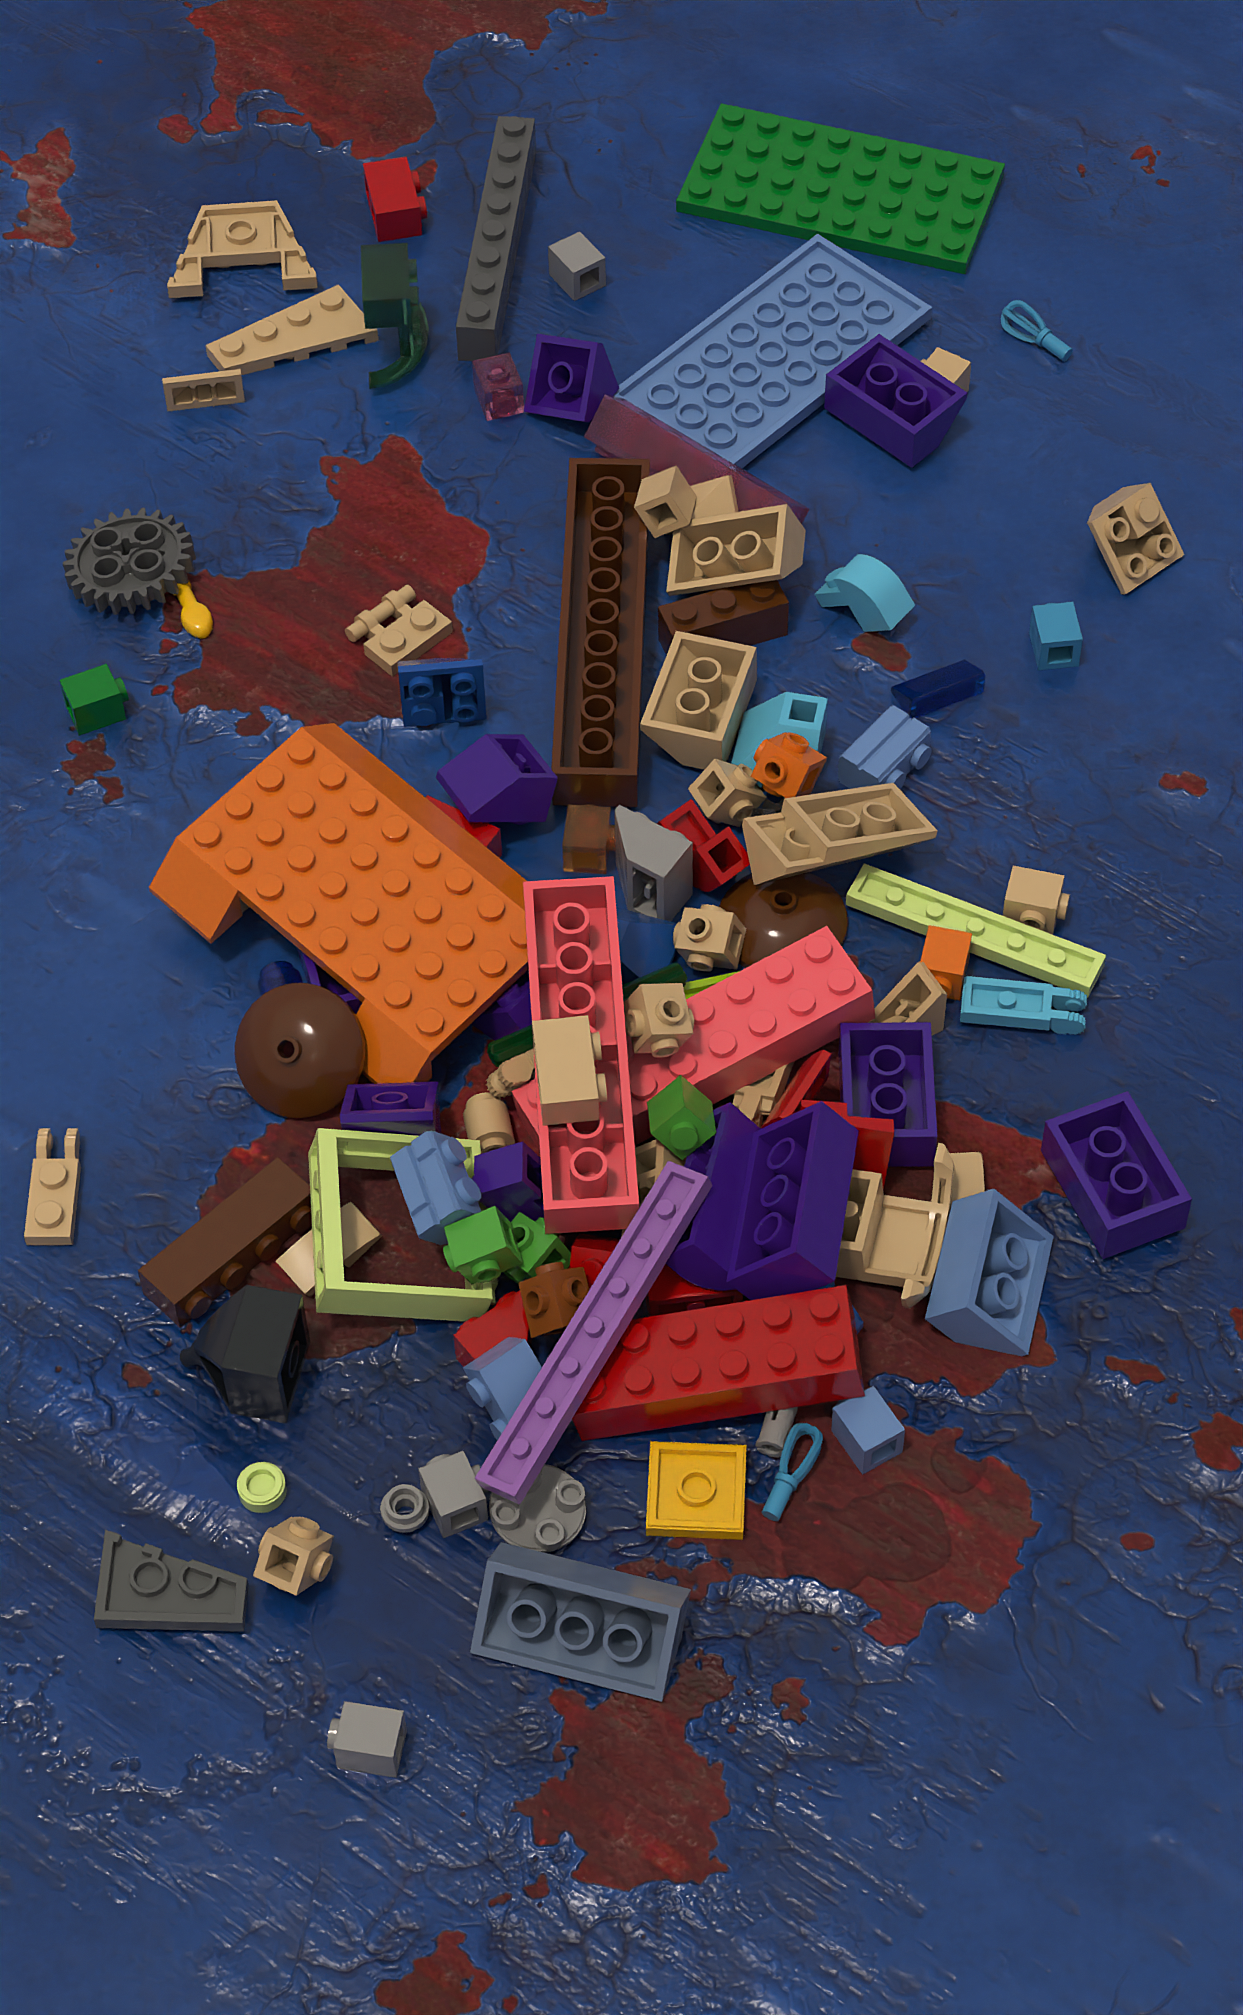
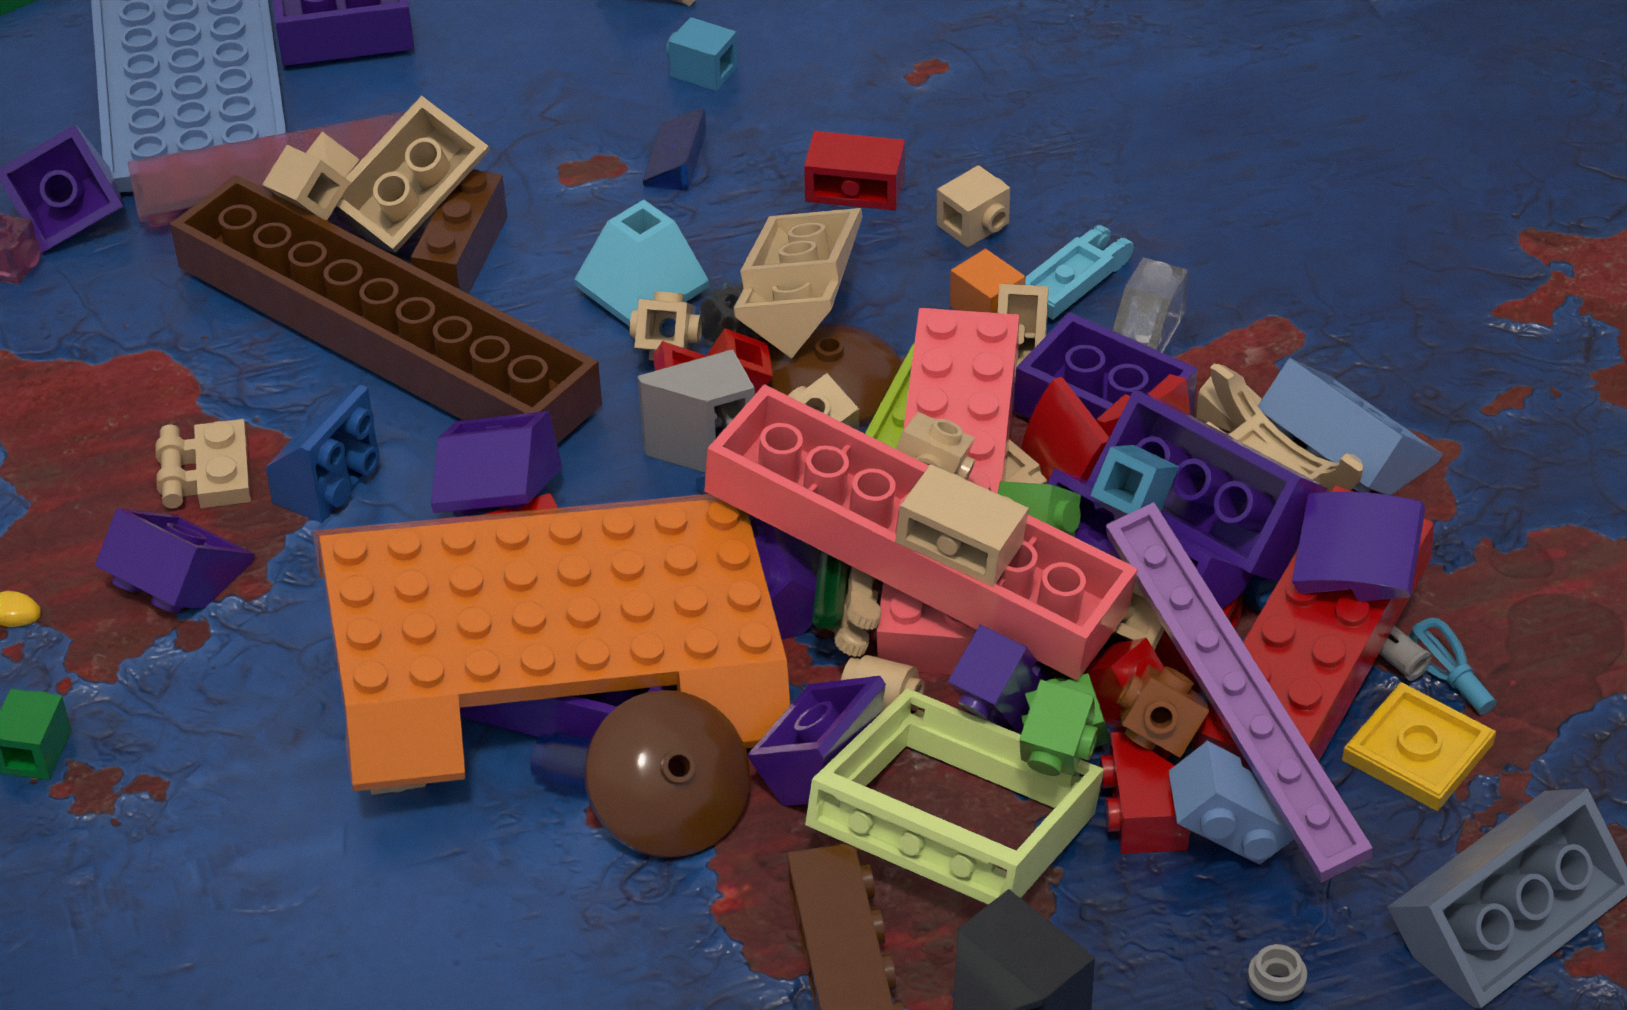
camera: 55 degrees left, 10 degrees down
(295, 668) = (169, 559): none -> dark purple slope
(357, 1238) = (920, 903): tan slope -> none
(435, 1184) = (965, 721): medium blue brick -> none
(453, 1493) = (1295, 916): light grey brick -> none
(547, 1515) = (1369, 885): light grey dish -> none
(588, 839) = (612, 450): clear orange brick -> none
(700, 698) = (548, 284): tan slope -> none
(735, 1154) = (1134, 479): none -> dark azure brick
(780, 1330) = (1359, 544): none -> dark purple slope
(787, 765) = (706, 262): orange brick -> none
(867, 1430) = (1454, 588): medium blue brick -> none
(869, 590) = (538, 126): medium azure brick -> none
(886, 751) = (722, 213): medium blue brick -> none
(992, 934) = (928, 270): yellowish green plate -> none
(1005, 1078) = (1152, 303): none -> clear slope
(1008, 804) = (854, 170): none -> red brick
(1115, 1174) = (1316, 295): dark purple brick -> none

